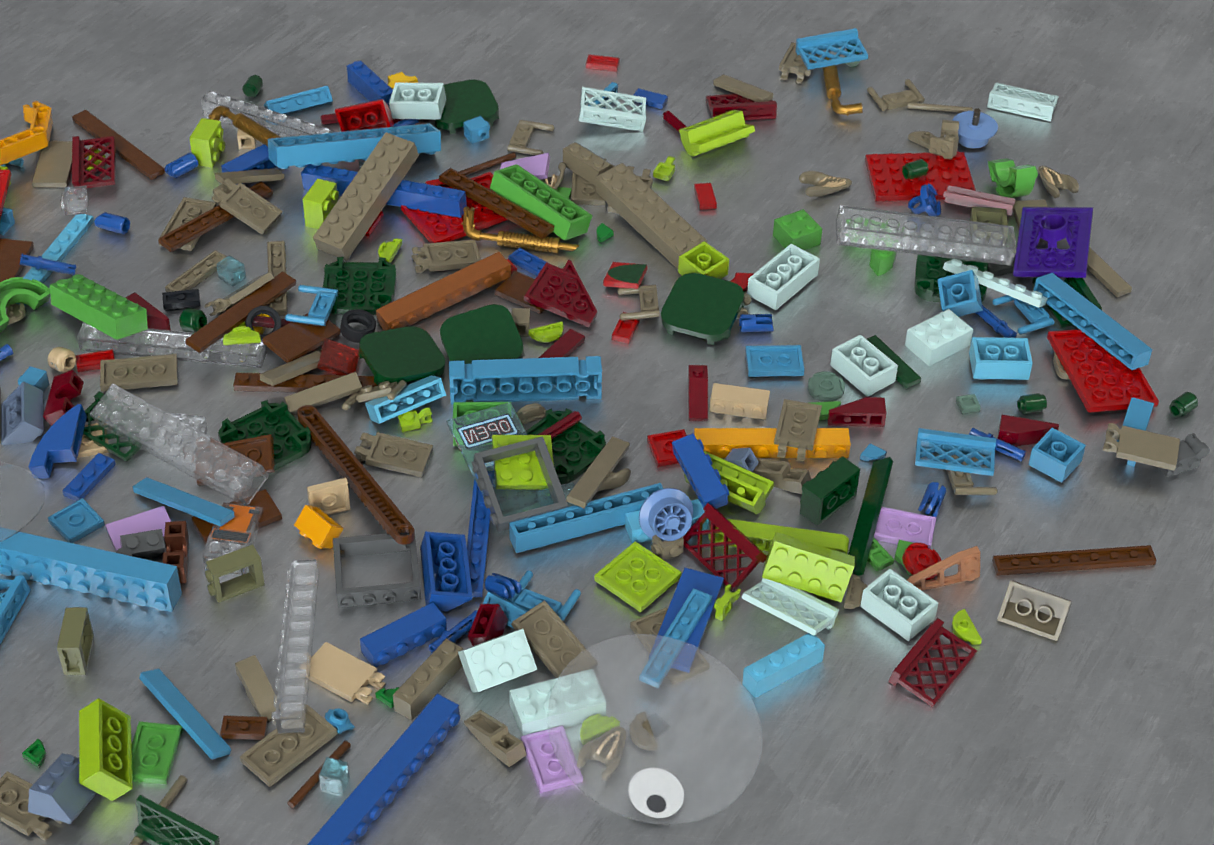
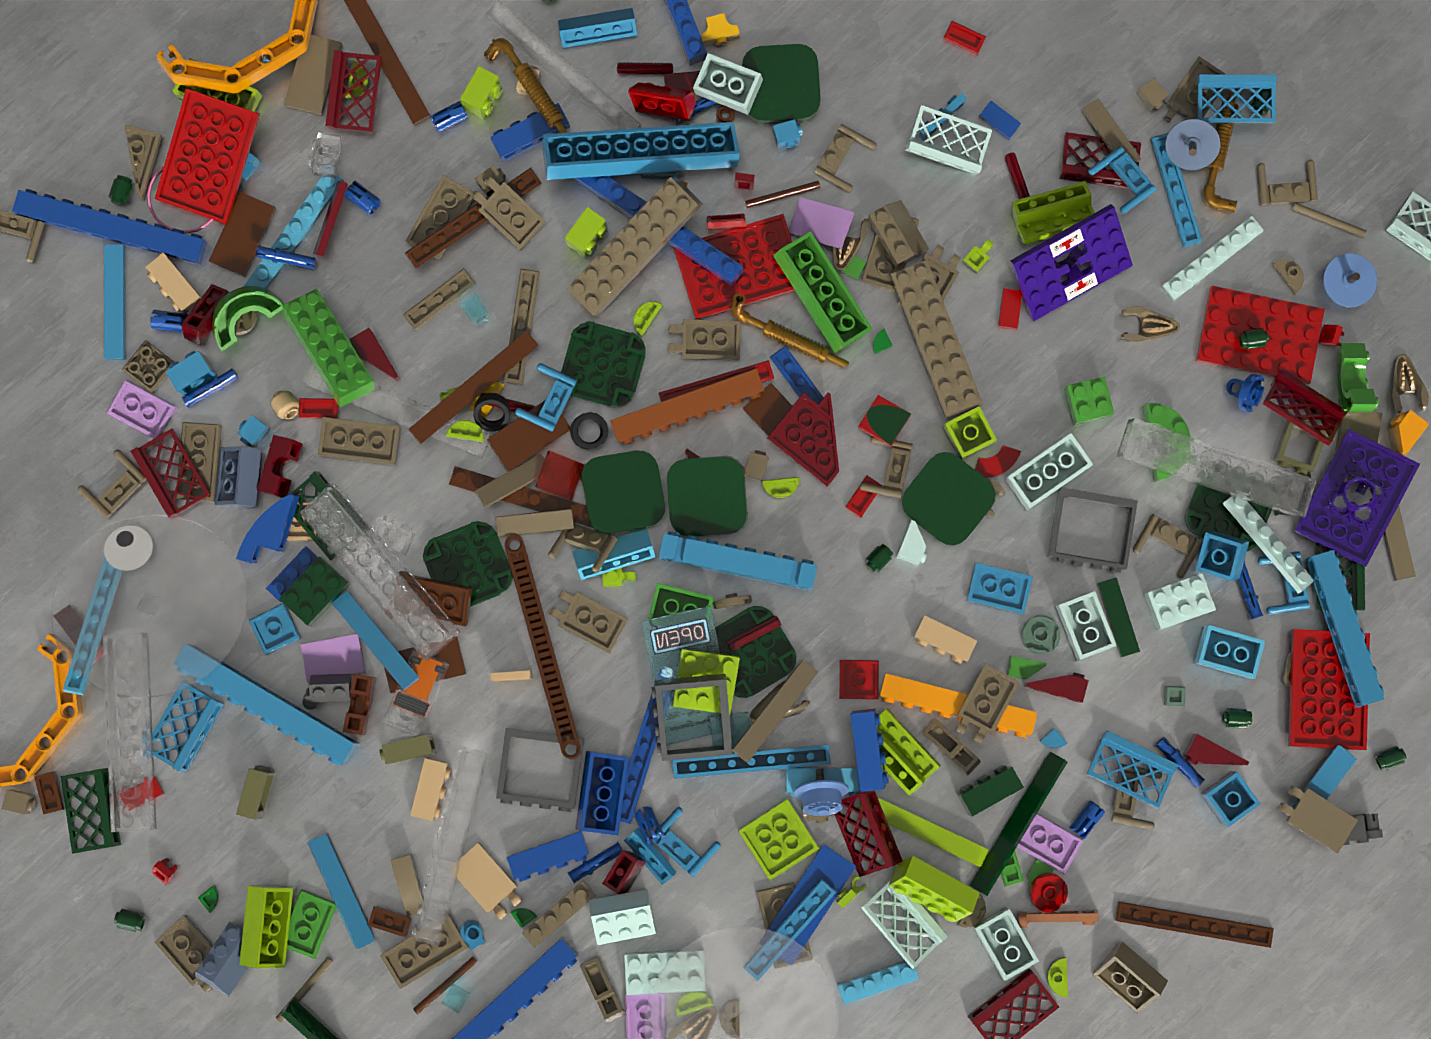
camera: 15 degrees right, 40 degrees up
(85, 237) = (330, 218): none -> dark red tile
(112, 479) = (314, 591): none -> dark green brick
(181, 299) = (416, 339): black plate -> none
(192, 320) = (423, 378): dark green head -> none
(220, 305) = (476, 354): dark tan tile -> none
(250, 176) = (512, 163): dark tan tile -> none
(265, 607) = (430, 789): none -> tan brick
(318, 527) = (496, 706): light orange brick -> none
(450, 154) = (744, 181): none -> dark red tile
(497, 203) = (774, 280): reddish brown tile -> none
(549, 637) = (679, 905): dark tan tile -> none
(564, 345) = (788, 512): dark red tile -> none
(656, 360) = (878, 558): none -> dark green brick
(684, 347) = (912, 546): none -> light aqua slope
(698, 392) = (906, 617): dark red slope -> none
(724, 161) = (1040, 273): none -> dark purple plate
(743, 458) = (918, 726): sand blue brick -> none
(756, 323) = (992, 529): blue arm -> none
(765, 64) = (1152, 94): none -> dark tan brick
(766, 96) = (1129, 174): none -> dark azure plate
(809, 112) = (1176, 193): none -> dark azure tile
(810, 75) = (1192, 144): none -> sand blue piece
(837, 289) = (1129, 504): none -> dark grey window
(858, 142) = (1212, 258): none -> light aqua plate
(909, 303) = (1172, 537): none -> dark tan plate
(946, 145) = (1312, 295): dark tan tile -> none
(978, 164) = (1331, 335): none -> red tile
(1070, 192) = (1405, 431): none -> light orange slope

